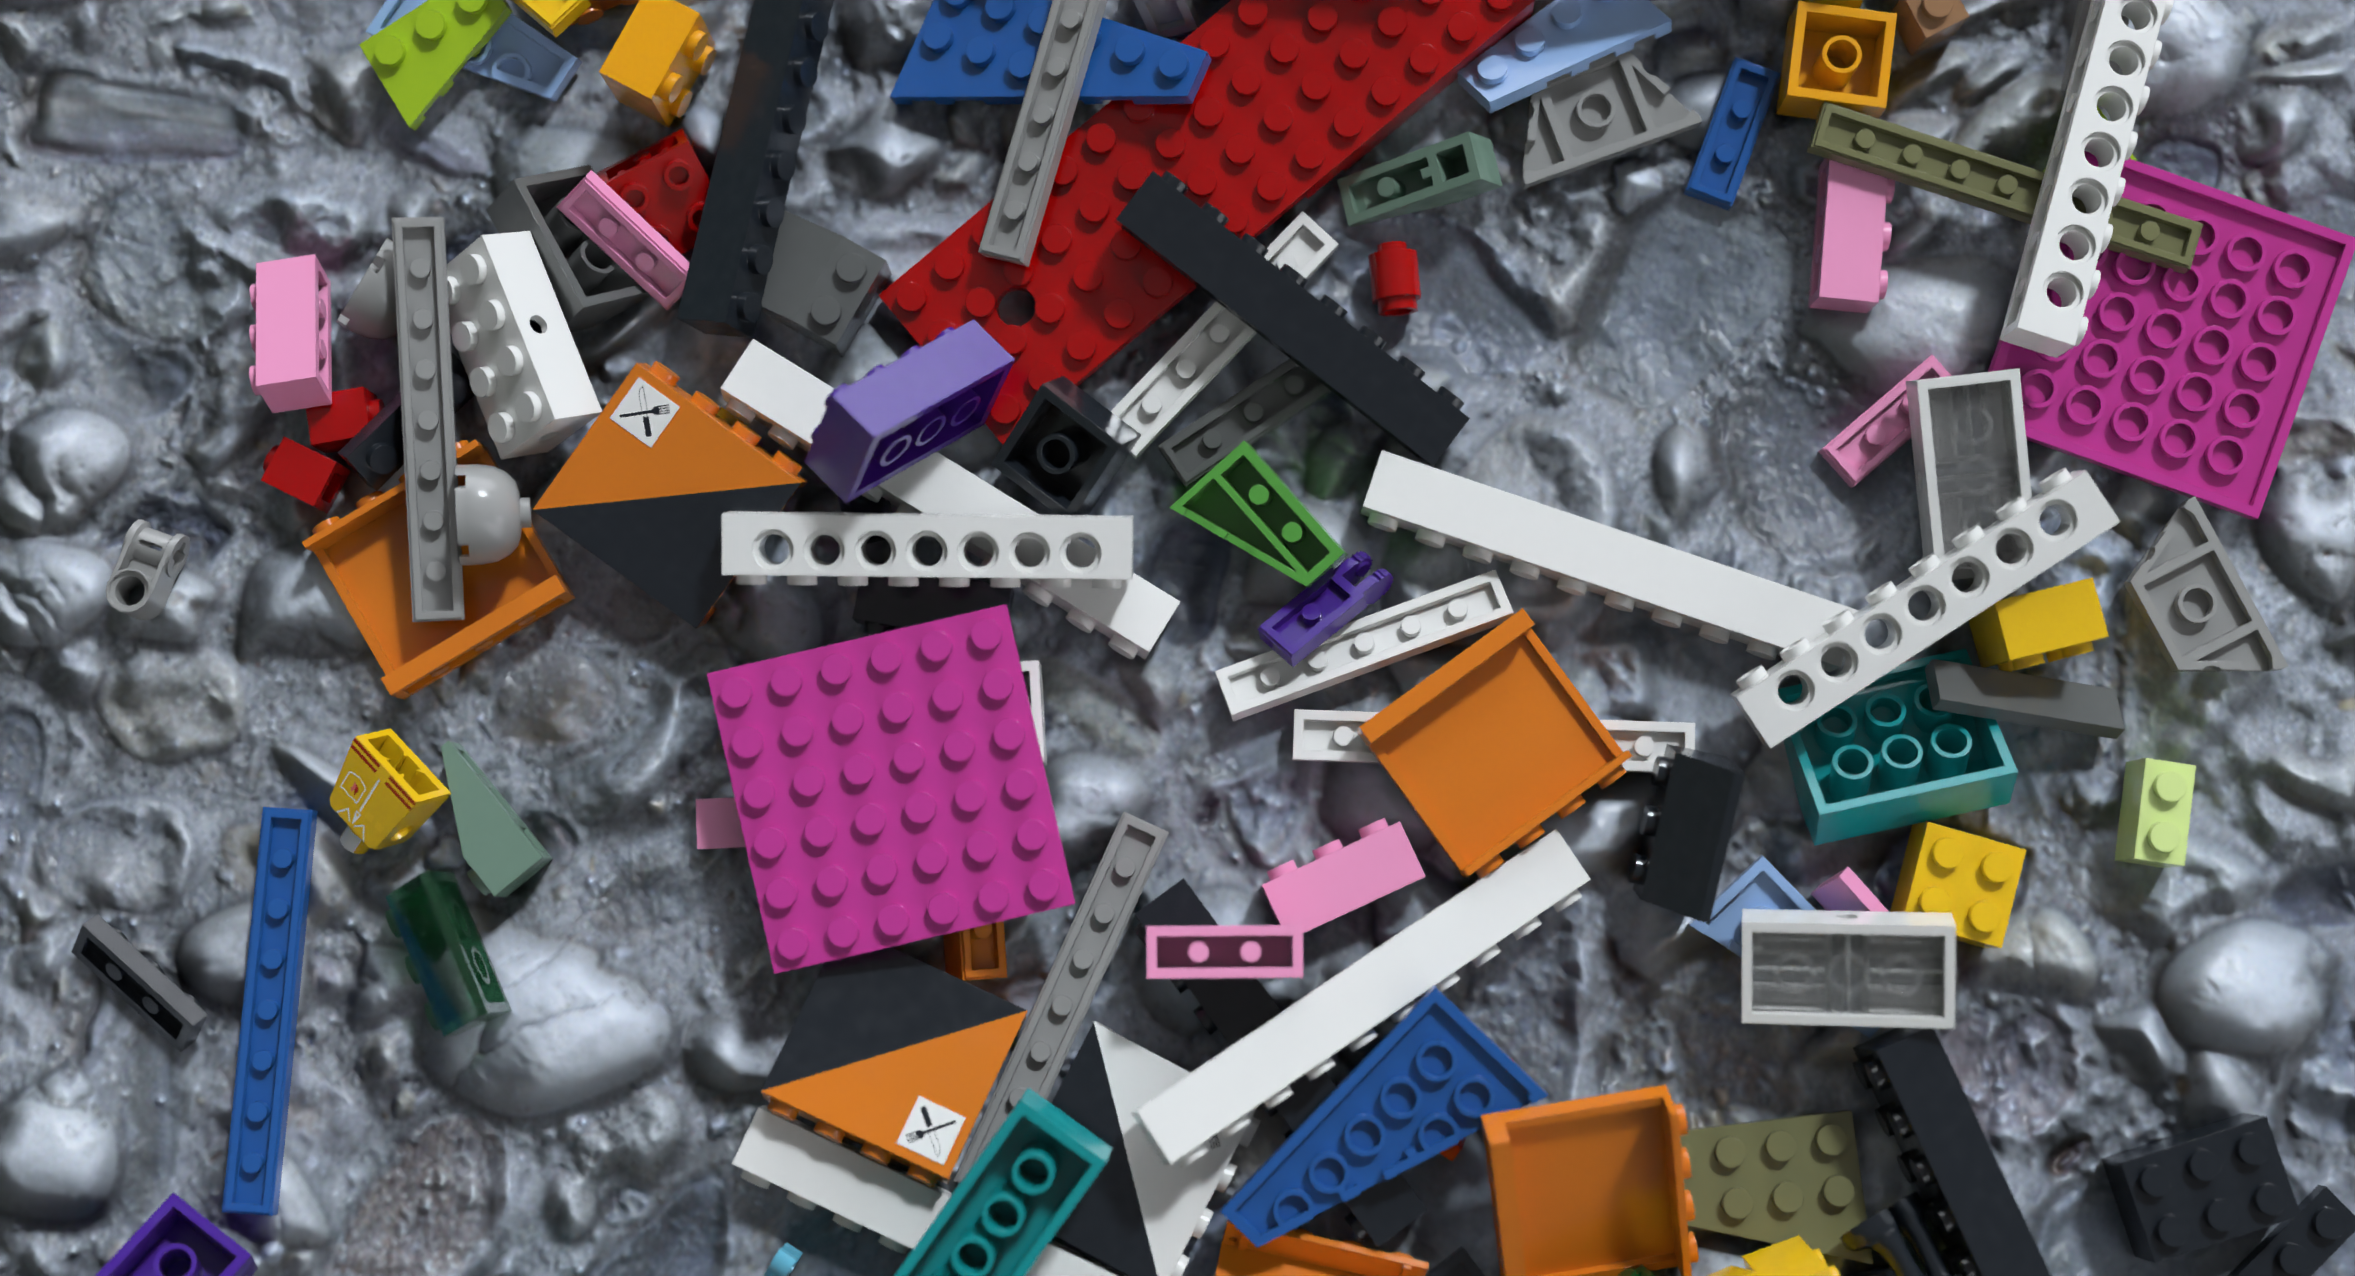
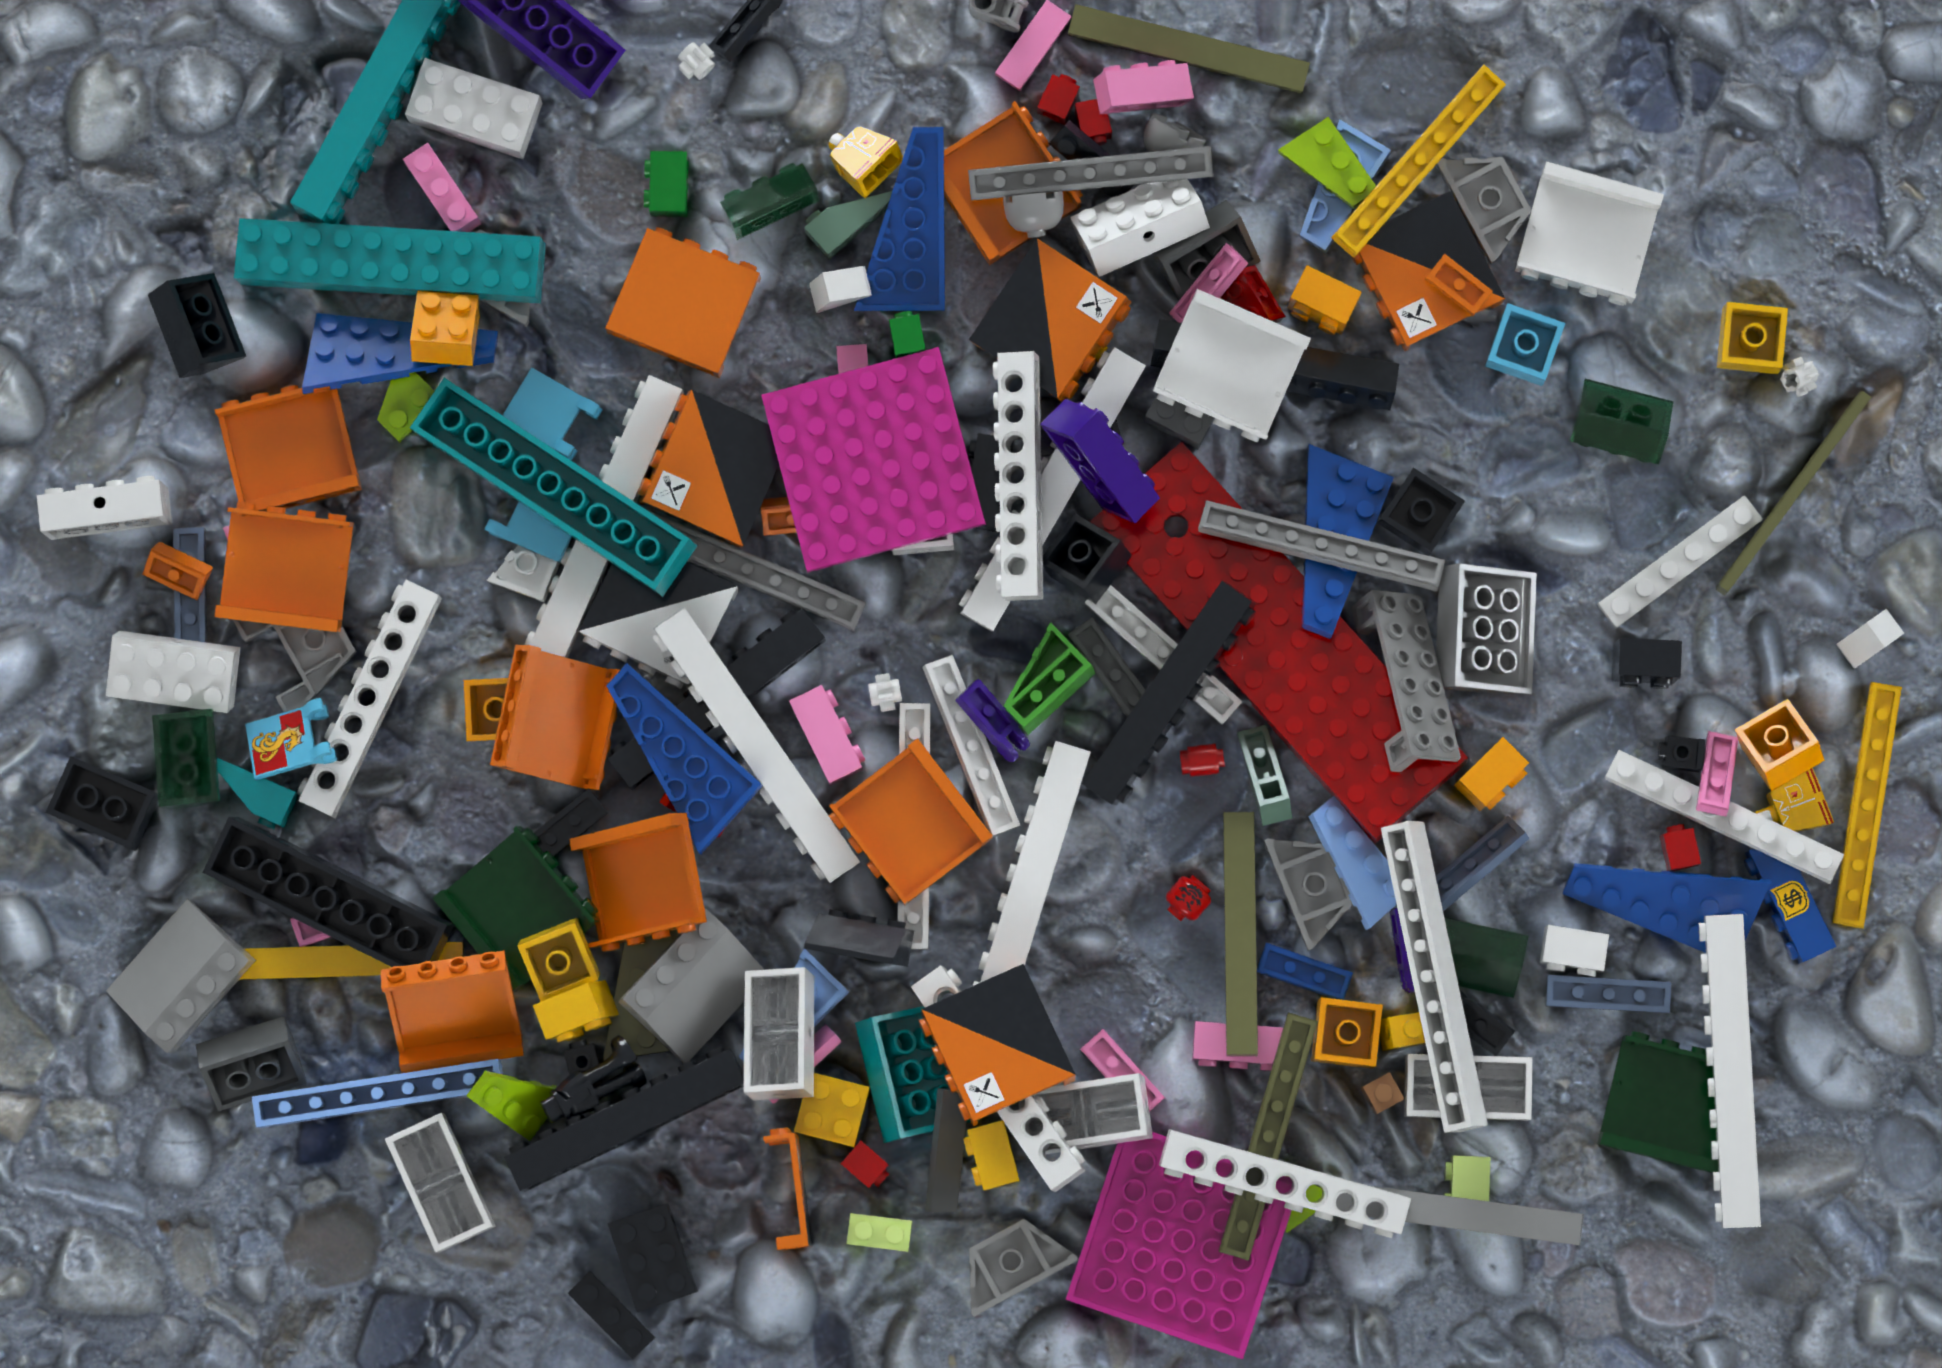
camera: 90 degrees right, 0 degrees up
(202, 1071) = (696, 60): none -> white gear
(214, 515) = (1033, 45): none -> bright pink tile
(225, 291) = (1189, 48): none -> olive tile
(269, 1012) = (734, 97): blue tile -> none
(409, 1125) = (667, 183): none -> green brick
(539, 721) = (910, 247): none -> blue wing
(600, 840) = (839, 288): none -> white slope
(609, 1103) = (683, 301): none -> orange panel
(684, 729) = (906, 334): none -> green brick
(756, 200) = (1230, 365): none -> white panel
(1224, 951) = (779, 659): bright pink brick -> none
(1274, 782) = (885, 692): none -> white gear
(1617, 305) = (1188, 898): none -> red head
(1679, 224) = (1240, 934): none -> olive tile
(1763, 1113) = (691, 988): none -> light grey slope
(1873, 607) = (996, 1044): none -> panel
(2046, 831) = (866, 1165): none -> red brick
(2176, 949) = (785, 1136): none -> orange panel

